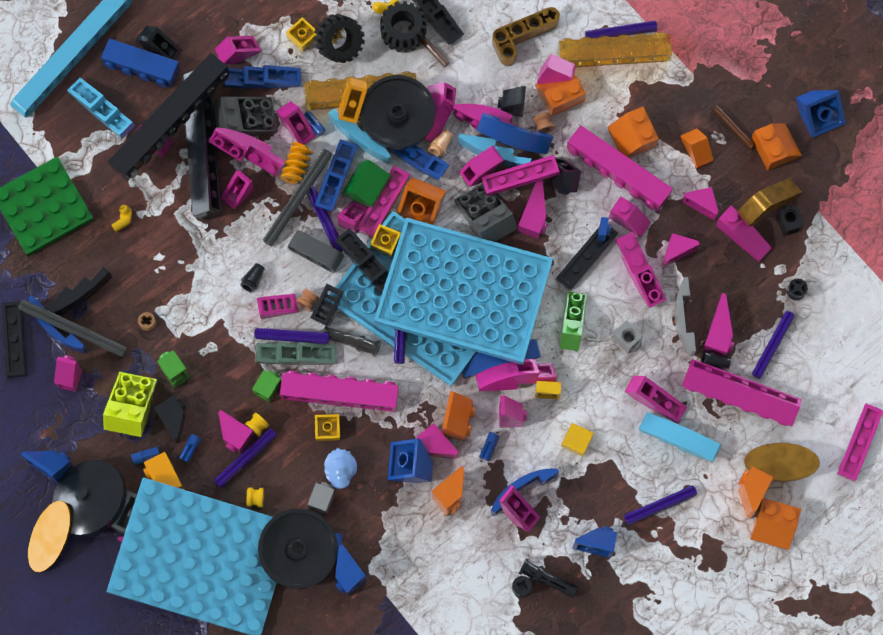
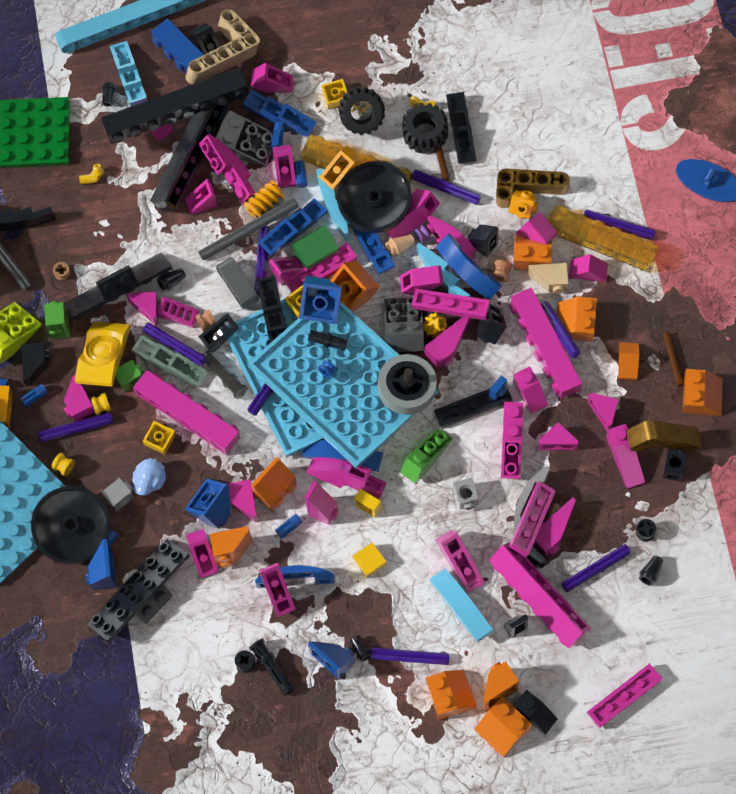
camera: 35 degrees right, 5 degrees down
(92, 135) = (108, 92): none -> black pin
(193, 30) = (241, 47): none -> tan beam
(209, 309) = (117, 284): none -> black bracket
(232, 378) = (102, 353): none -> yellow slope
(244, 313) = (146, 304): none -> dark pink slope
(273, 97) = (278, 134): none -> blue piece
(394, 575) = (142, 592): none -> black bracket
(405, 230) = (320, 300): none -> blue slope
(427, 510) = (202, 553): none -> dark pink slope
(432, 262) = (327, 340): none -> black pin
(448, 289) = (327, 369): none -> blue bush
(451, 71) = (446, 187): none -> dark purple axle
(454, 124) = (421, 234): none -> medium lavender bush
(514, 200) = (434, 324): none -> yellow gear
(526, 267) = (407, 384): none -> wheel
(529, 53) = (523, 204): none -> light orange brick
(590, 107) = (550, 276): none -> tan slope
(614, 521) = (361, 650): none -> black pin
(616, 83) = (588, 268): none -> dark pink slope
(628, 151) = (560, 331): none -> dark purple axle
(700, 330) = (532, 518): none -> dark pink plate
(713, 519) = (450, 693): none -> orange slope
(735, 428) = (516, 625): none -> black slope
(783, 461) = (541, 675): pearl gold shield -> none
(795, 495) = (535, 712): none -> black slope
(821, 322) = (651, 571): none -> black cone

